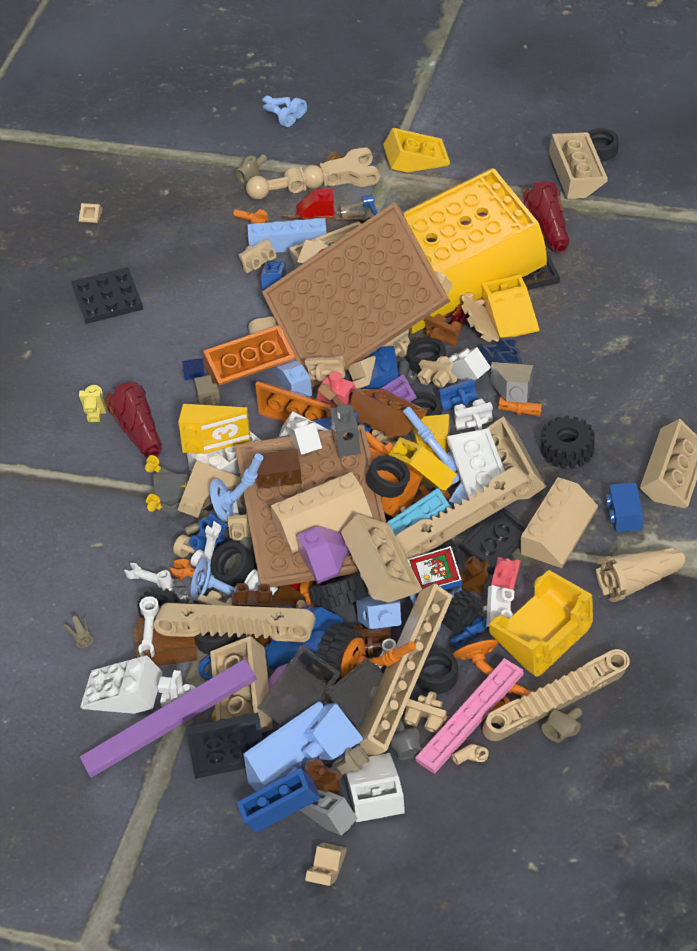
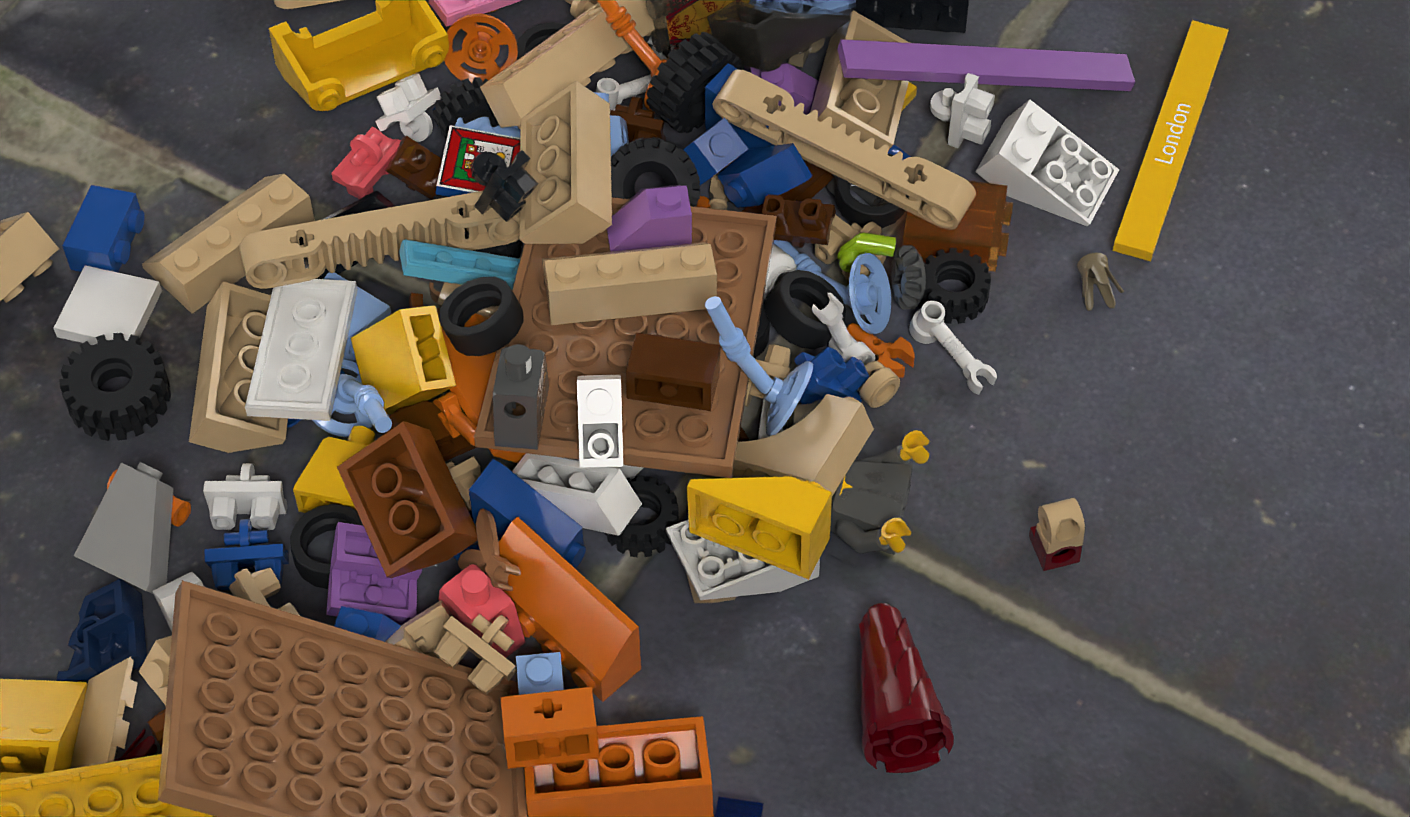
camera: 165 degrees left, 10 degrees up
(51, 735) = (1170, 141): none -> yellow tile
(75, 500) = (1059, 528): none -> tan leg
(93, 403) = (978, 756): light yellow hips -> none
(149, 608) = (978, 215): white brick -> none
(207, 391) = (730, 732): dark tan brick -> none
(214, 589) = (862, 244): none -> lime arm
(280, 349) = (549, 727): none -> orange brick
(404, 522) = (504, 185): none -> black hips
(597, 477) = (107, 304): none -> white tile
(632, 572) = (164, 103): tan cone -> none

